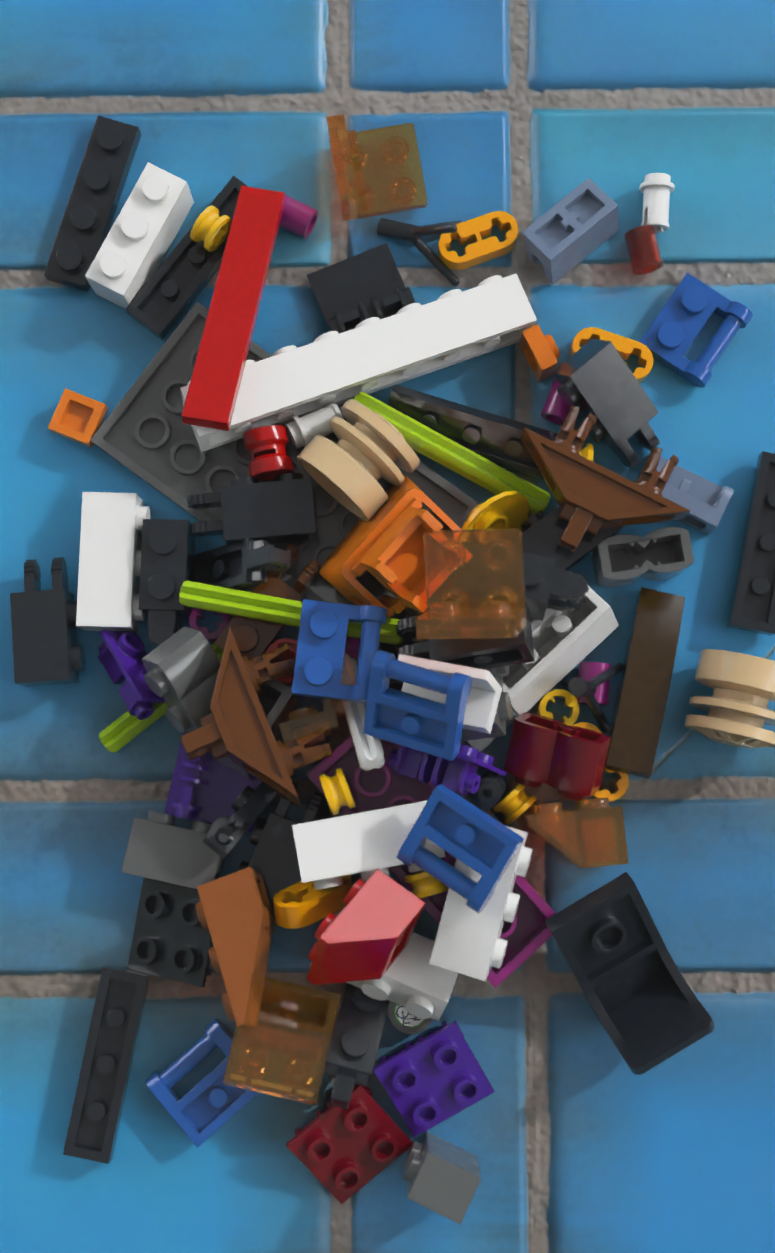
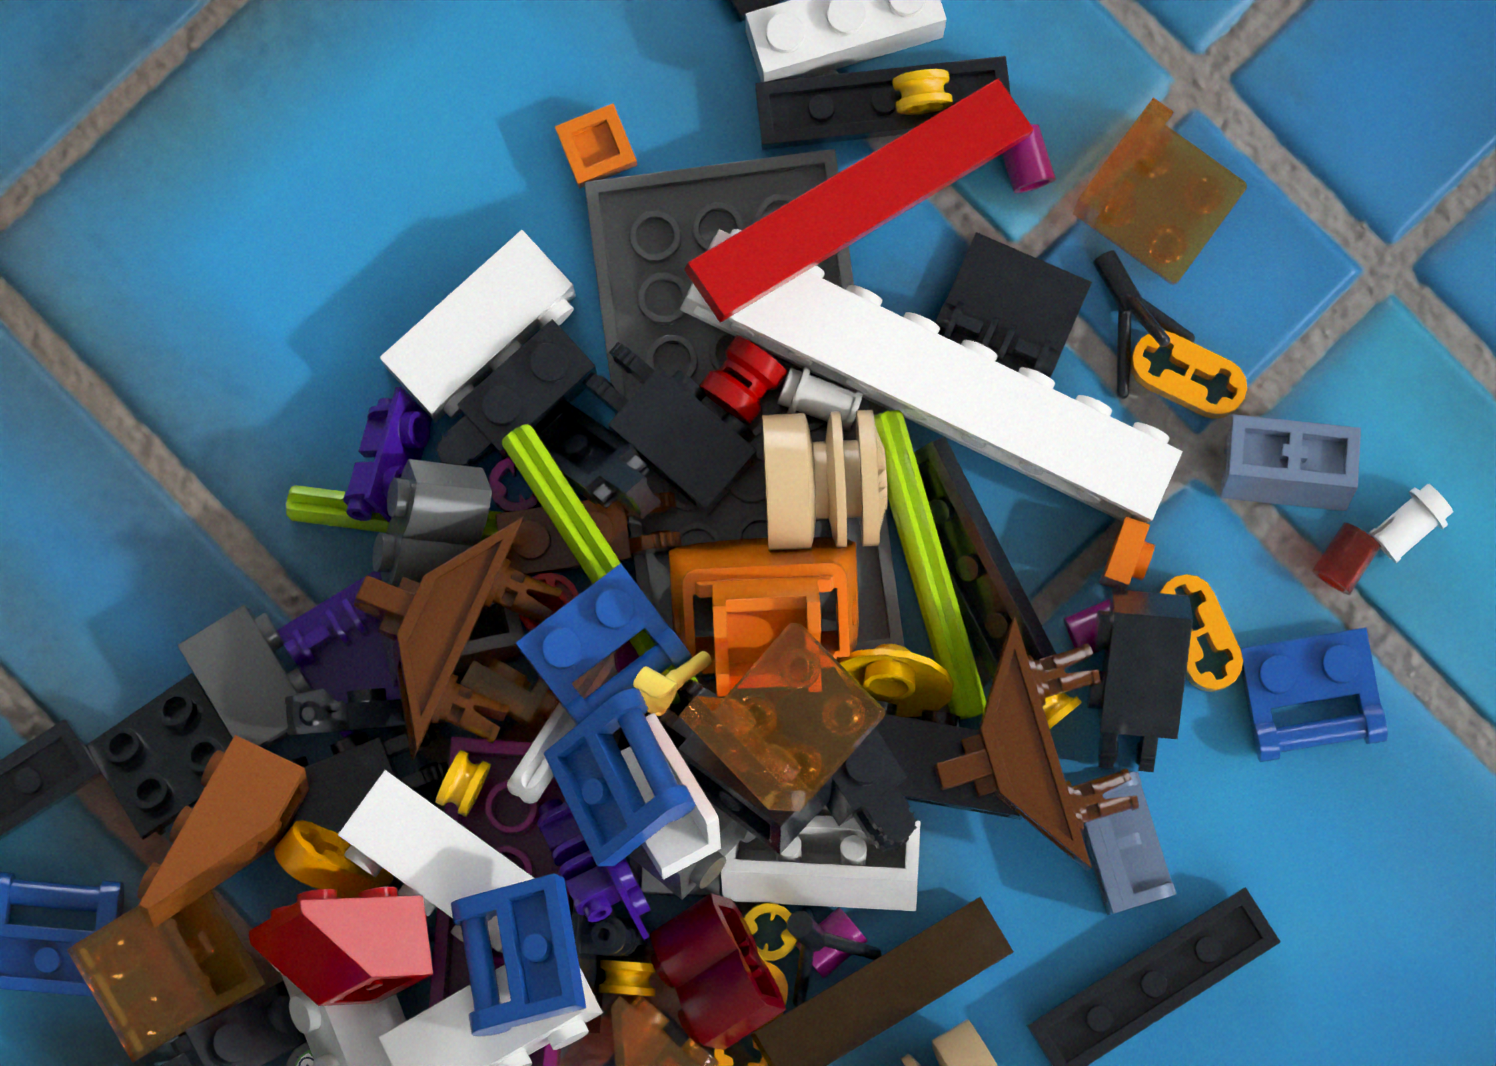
camera: 40 degrees right, 0 degrees up
(45, 629) = (347, 328): black hinge -> none
(389, 639) = (660, 689): none -> light yellow hand
(425, 884) = (451, 959): yellow bush -> none
(652, 557) = (1022, 877): dark grey brick -> none

